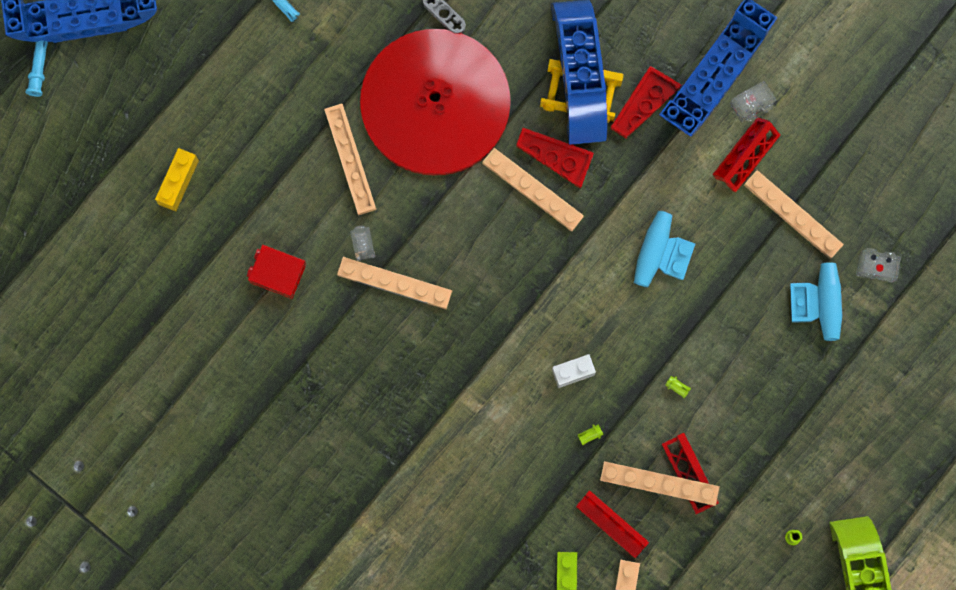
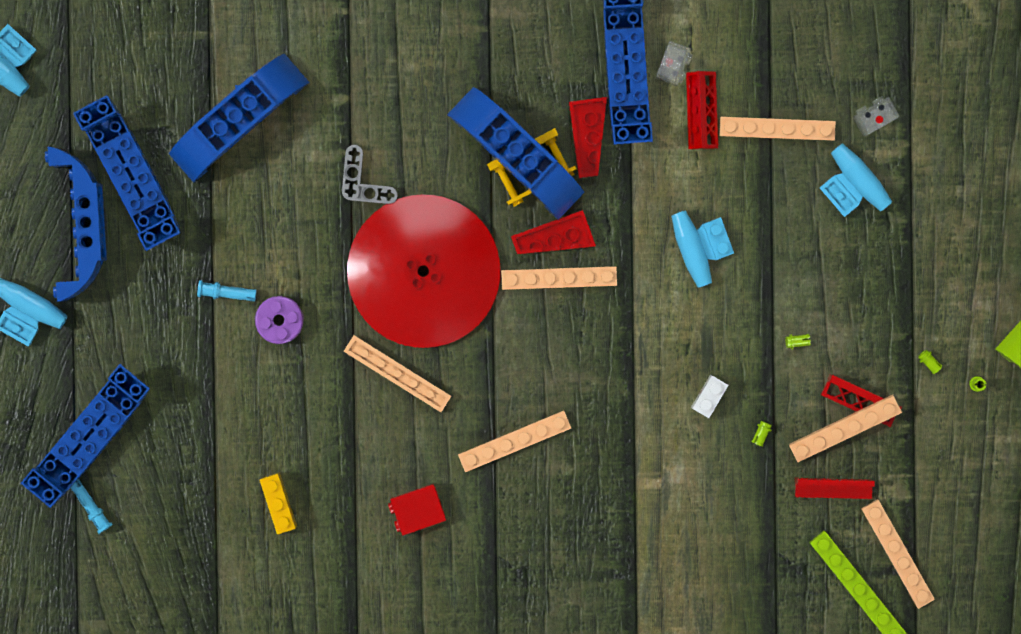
camera: 30 degrees left, 10 degrees up
(300, 59) = (292, 323): none -> medium lavender plate
(362, 243) = (466, 433): clear brick -> none
(769, 488) = (933, 365): none -> lime pin

